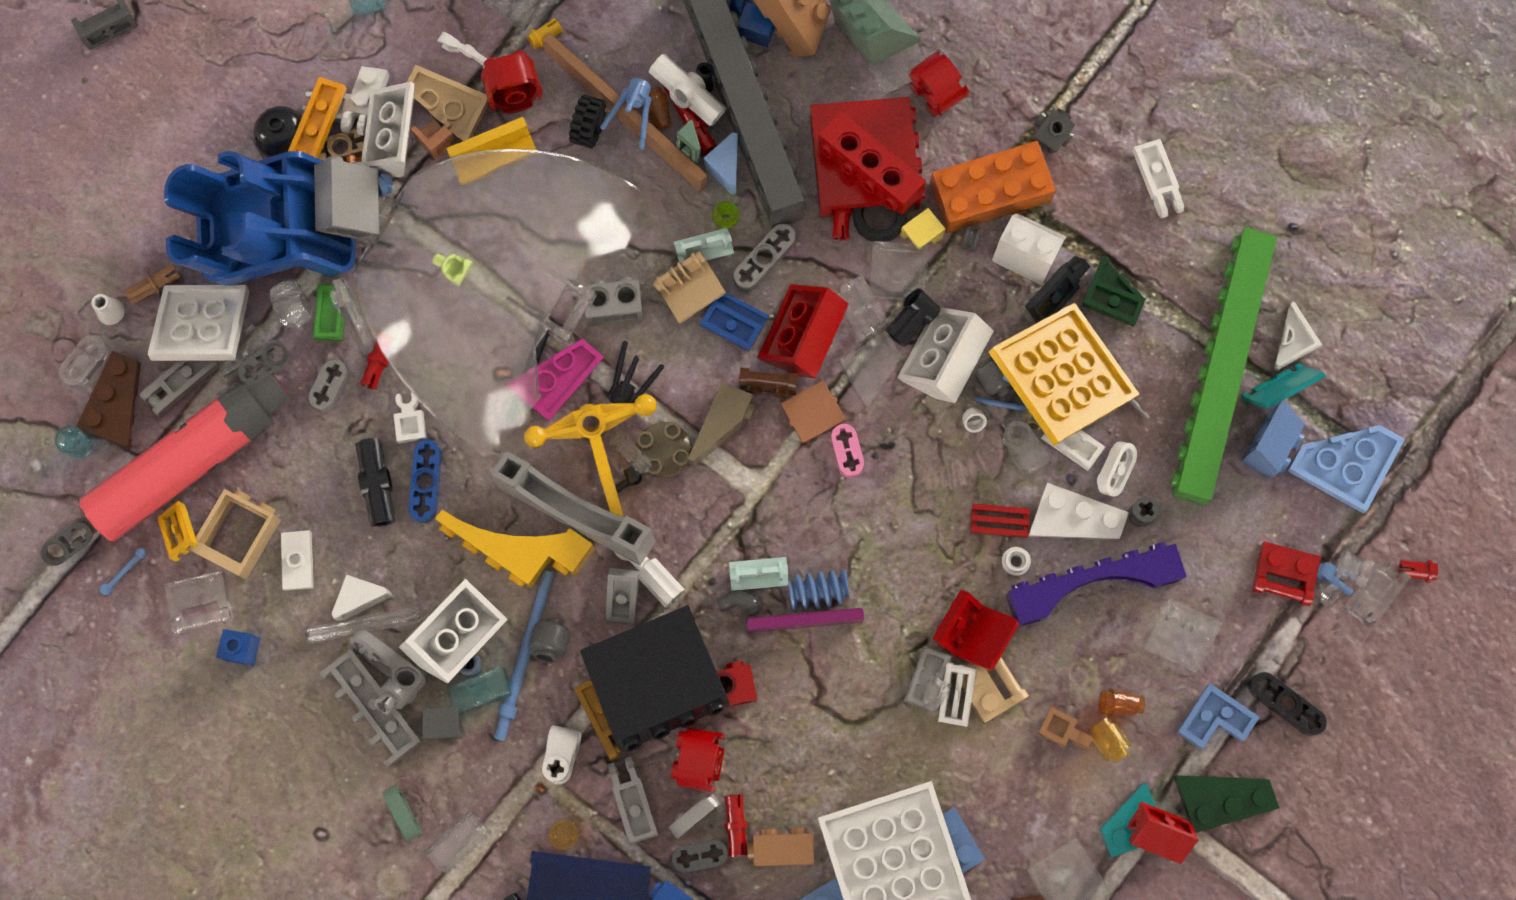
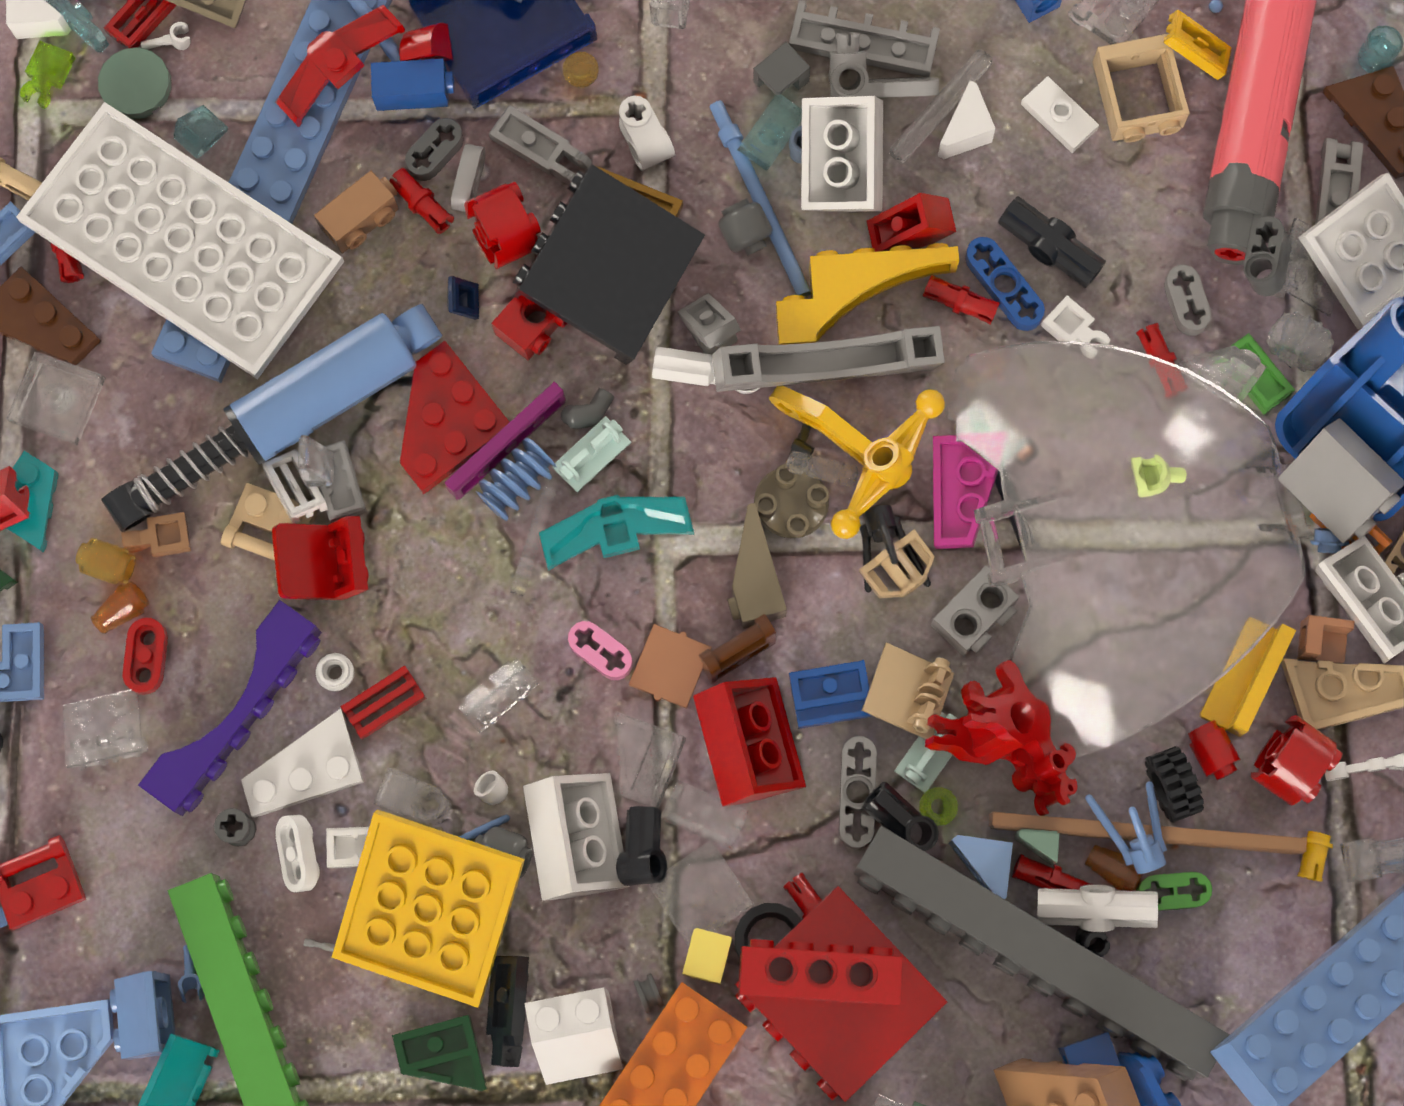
camera: 145 degrees right, 0 degrees up
(448, 559) = (912, 223): none -> red slope
(459, 491) = (961, 299): none -> red pin
(548, 126) = (1214, 750): none -> red brick
(636, 66) = (1174, 881): none -> bright green beam
(639, 373) = (904, 572): none -> tan piece
(653, 216) = (1013, 728): none -> red animal
(753, 219) = (899, 816): none -> black piece
(760, 737) = (463, 297): none -> dark blue slope
(781, 515) = (615, 526): none -> teal plate
(829, 667) = (445, 418): none -> red plate
(925, 745) = (286, 409): none -> medium blue piece
(940, 471) = (511, 684): none -> clear hinge
(1125, 661) = (145, 657): none -> red plate
(1229, 449) = (190, 979): none -> medium blue hand

